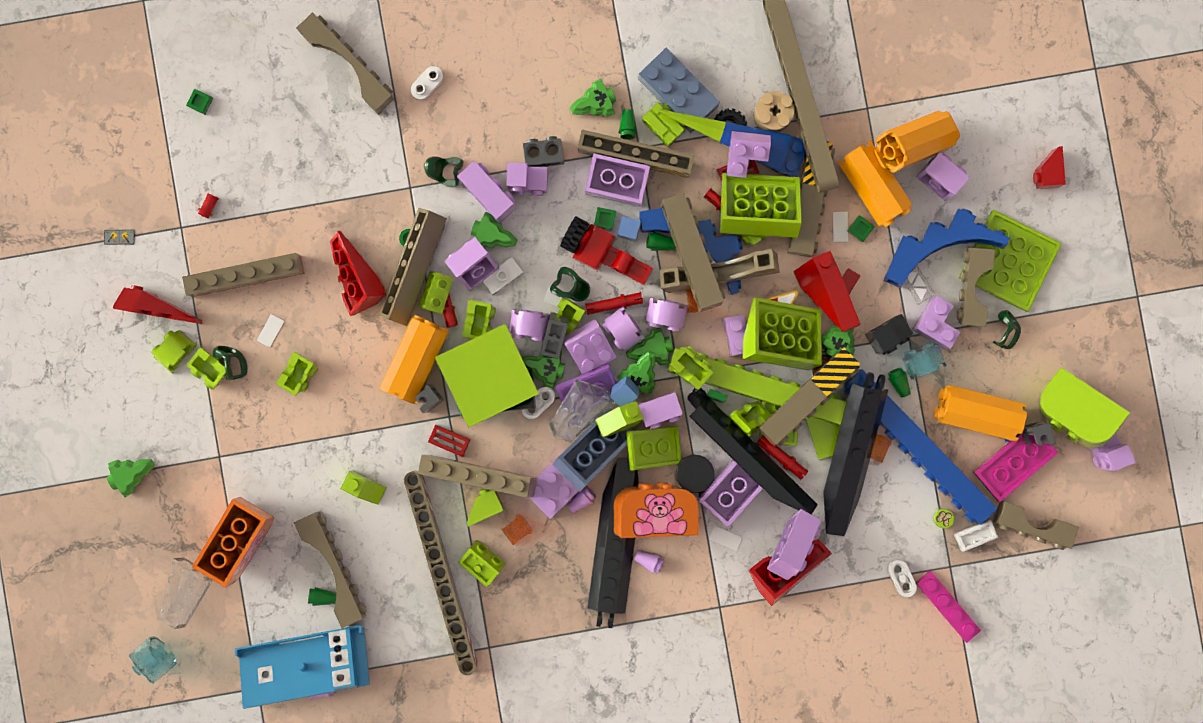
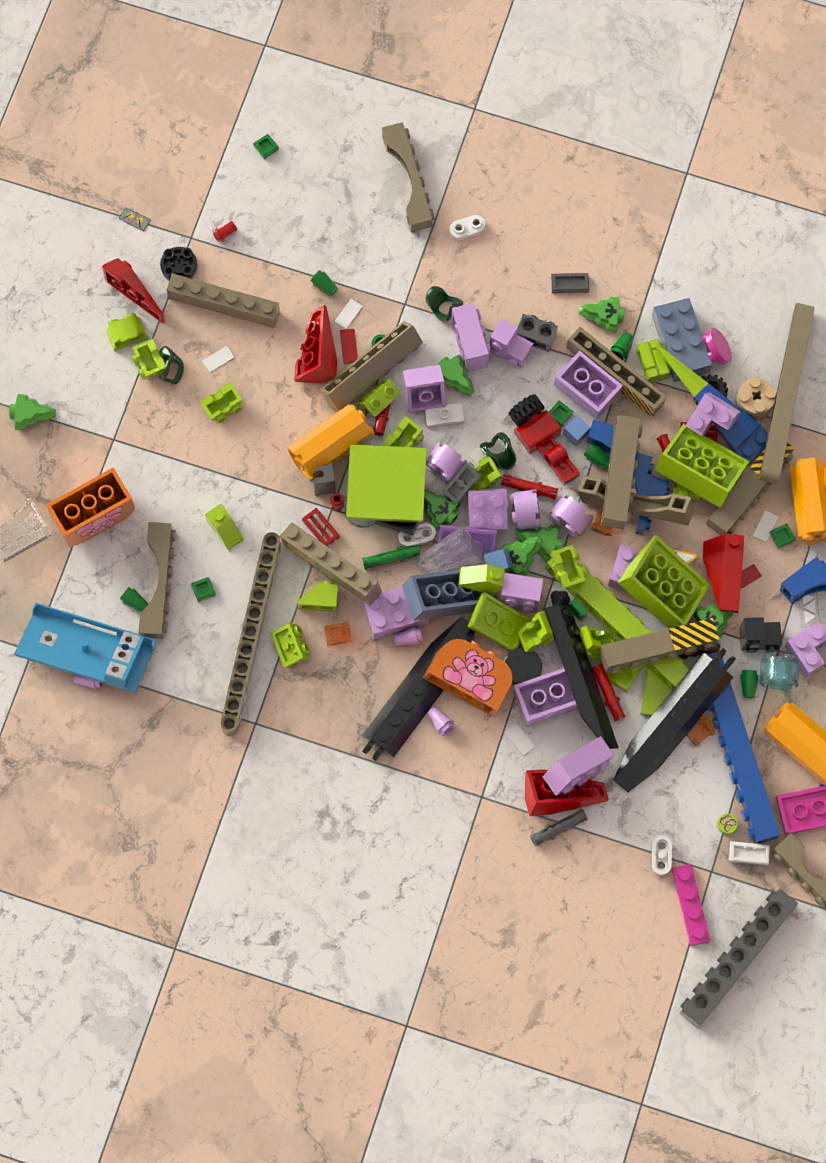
camera: 25 degrees right, 15 degrees down
(183, 259) = (179, 262): none -> black tile
(326, 208) = (324, 283): none -> green cone
(364, 224) = (348, 313): none -> white sticker
(376, 552) = (203, 589): none -> green tile
(381, 255) = (348, 345): none -> red sticker
(447, 414) = (337, 501): none -> red pin
(524, 436) = (391, 556): none -> green pin
(548, 87) = (570, 283): none -> dark grey tile
(692, 440) = (536, 632): none -> lime cylinder
(715, 80) = (718, 346): none -> dark pink tile
(801, 601) = (559, 827): none -> dark grey pin
(1006, 701) = (785, 906): none -> dark grey brick

